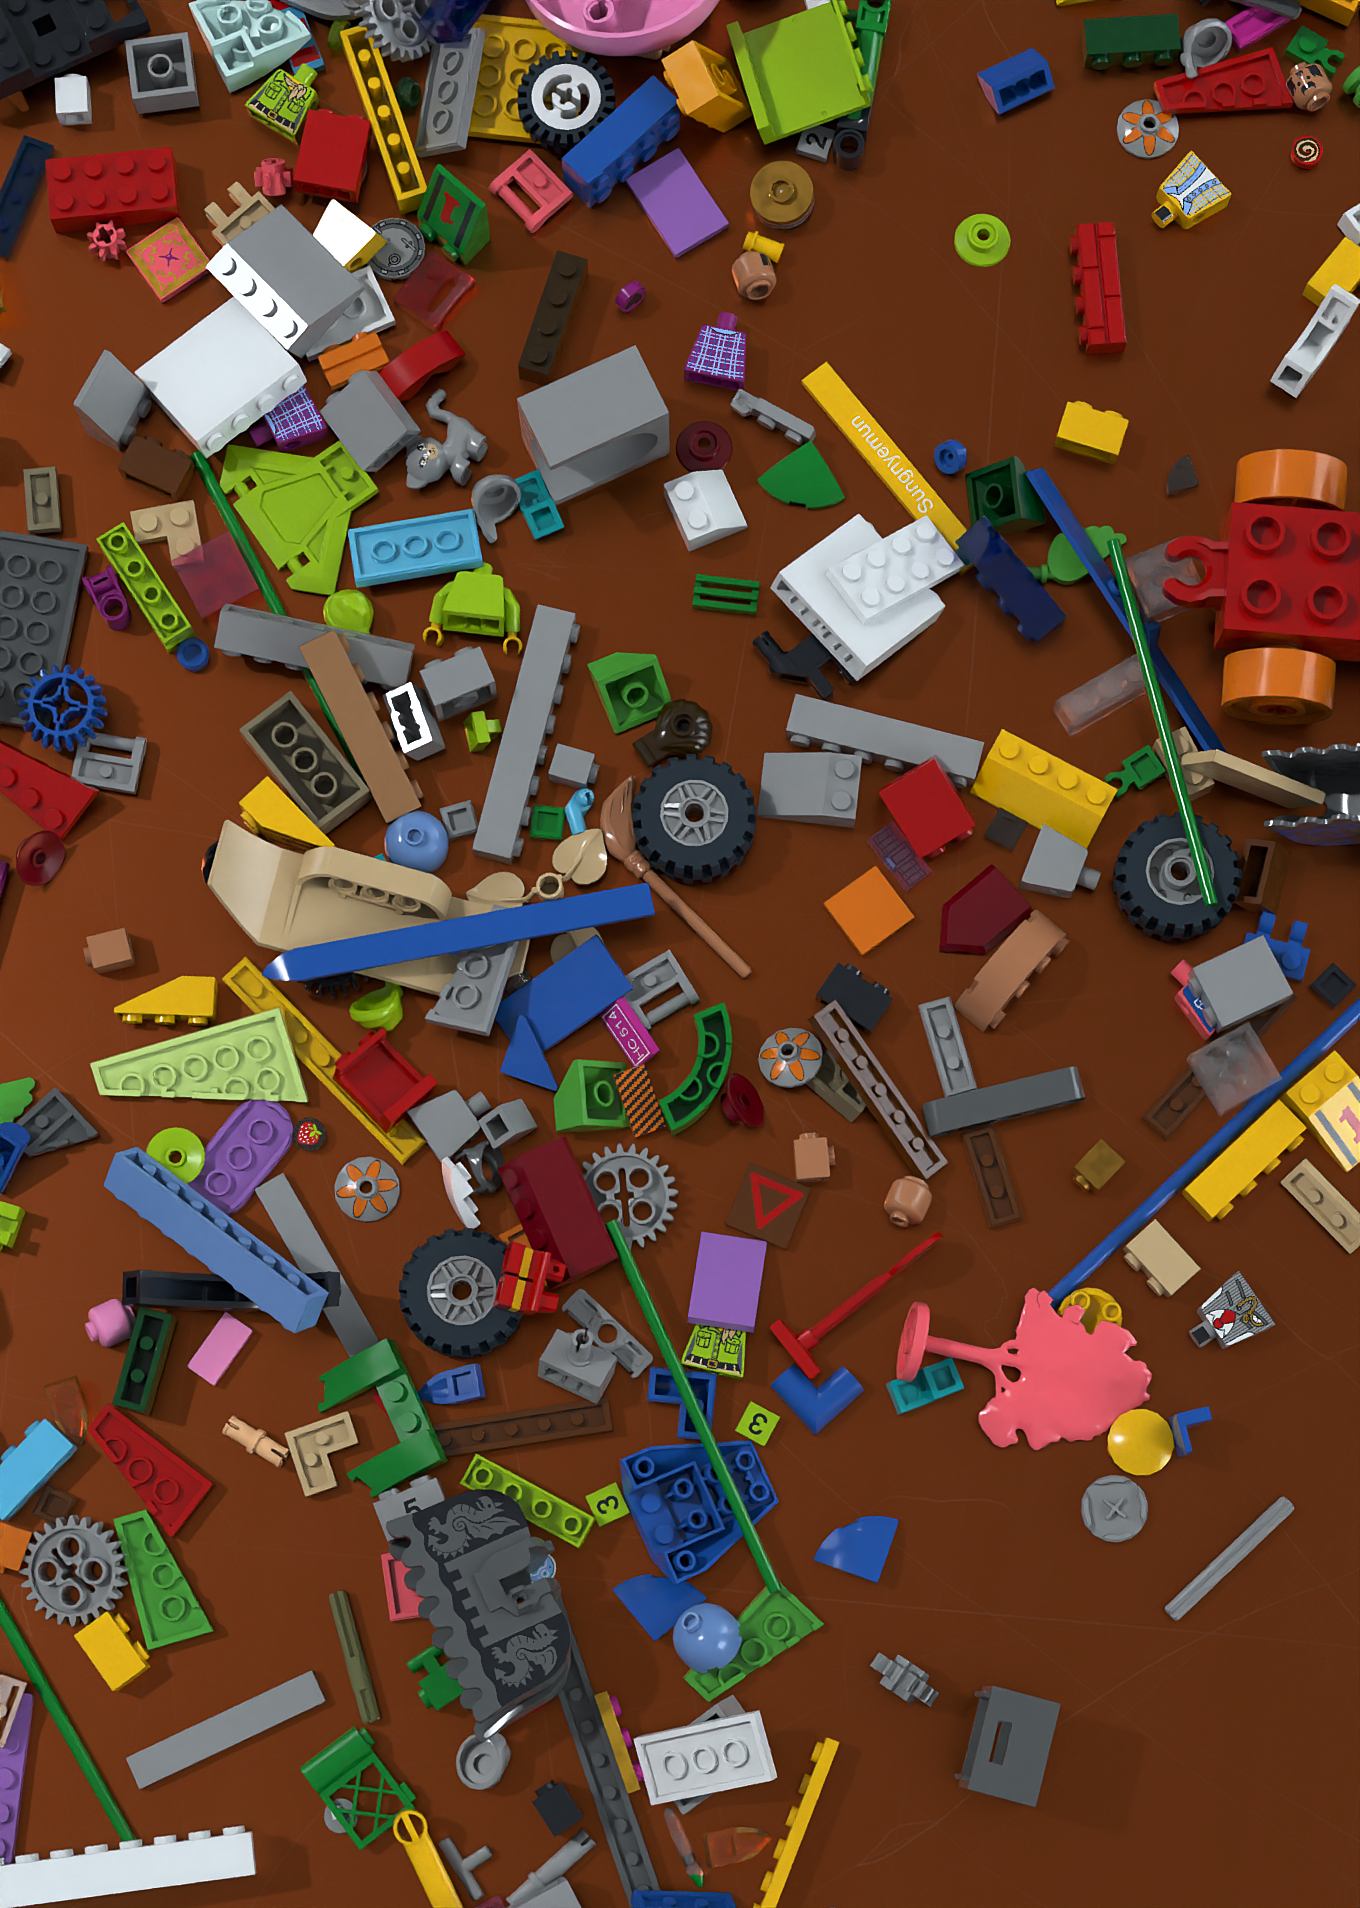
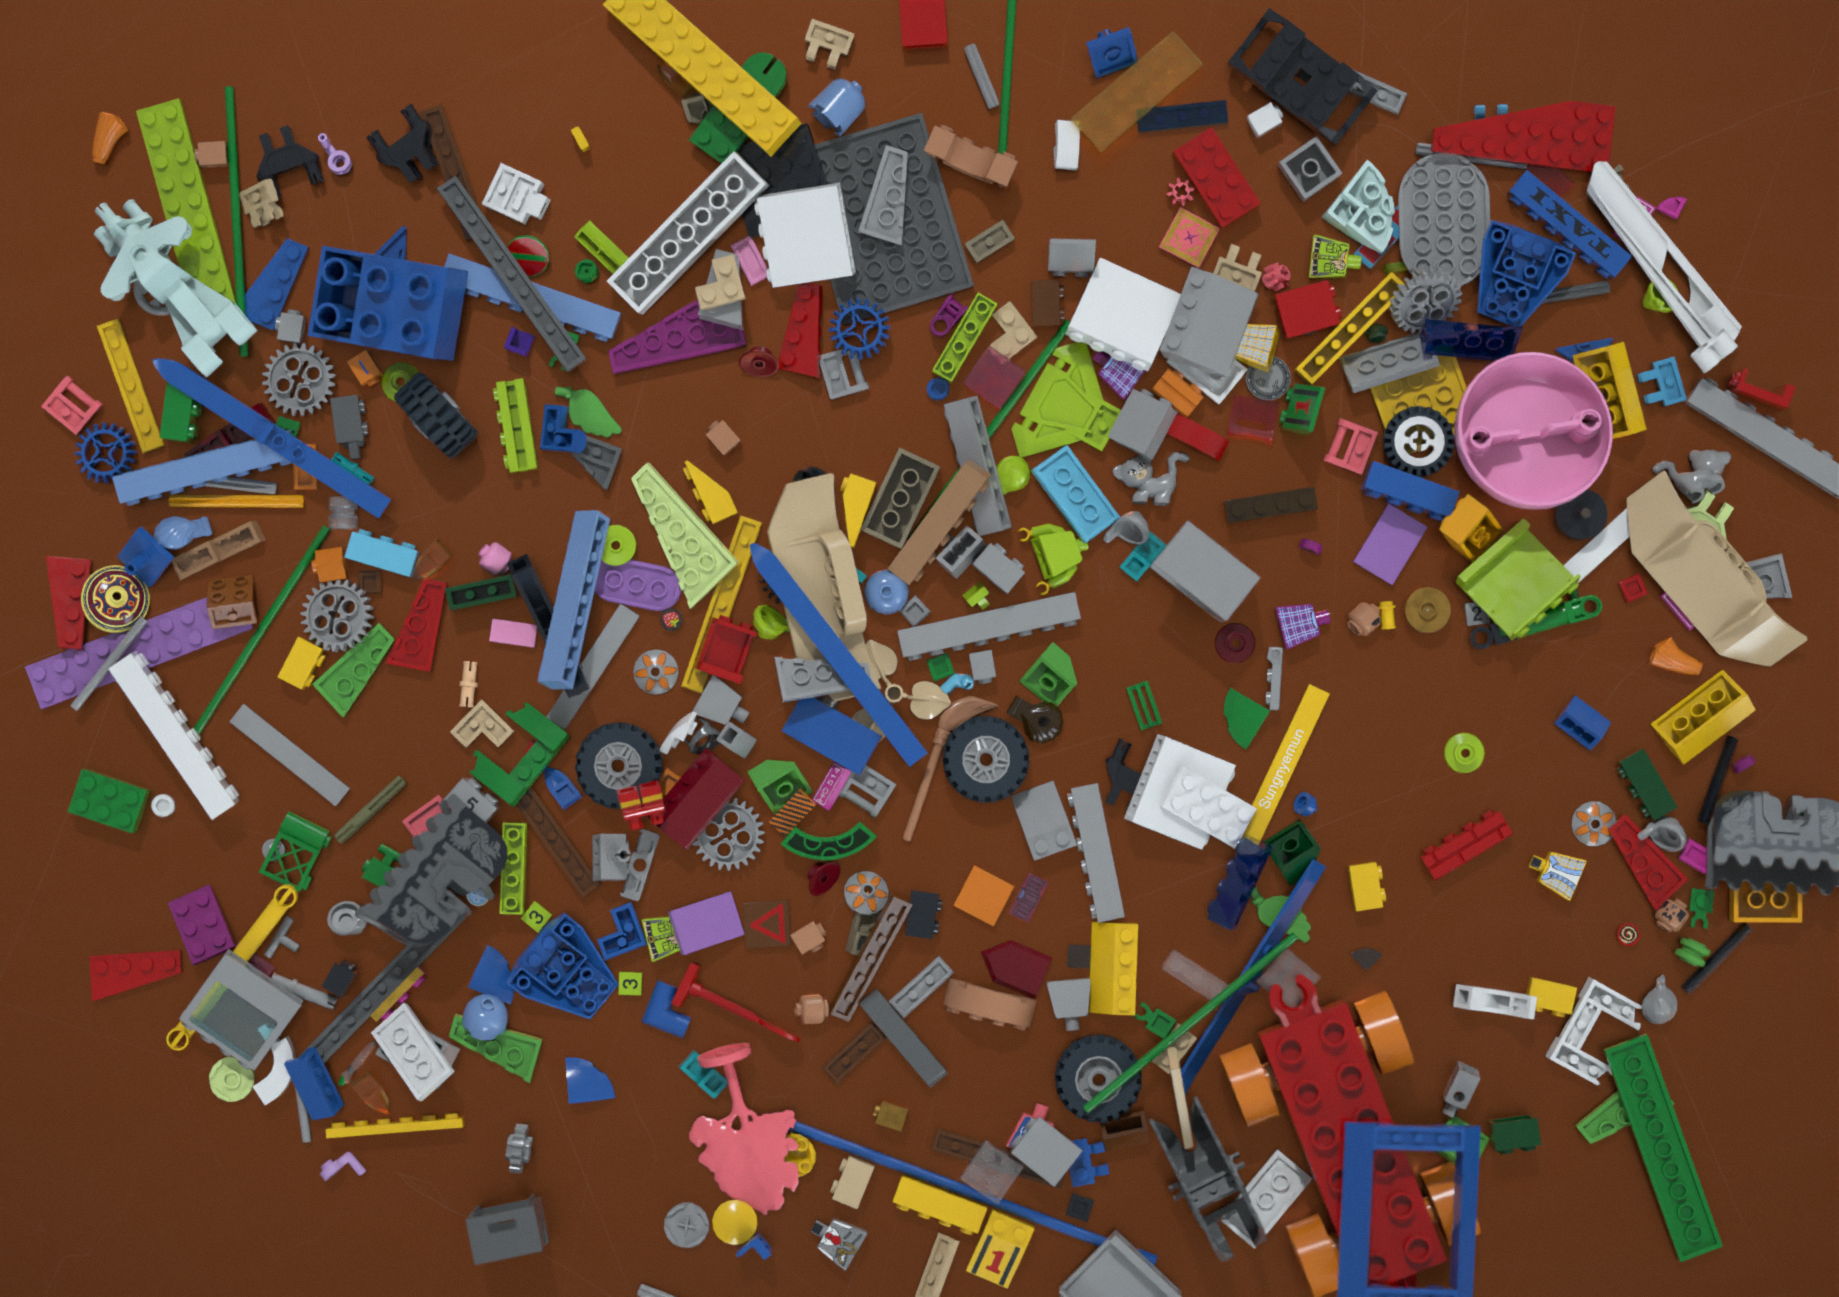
camera: 65 degrees right, 10 degrees up
(526, 1058) = (783, 730): blue tile -> none
(693, 1407) = (618, 941): green piece -> none
(703, 507) = (1193, 664): white slope -> none
(928, 808) = (1064, 902): red brick -> none

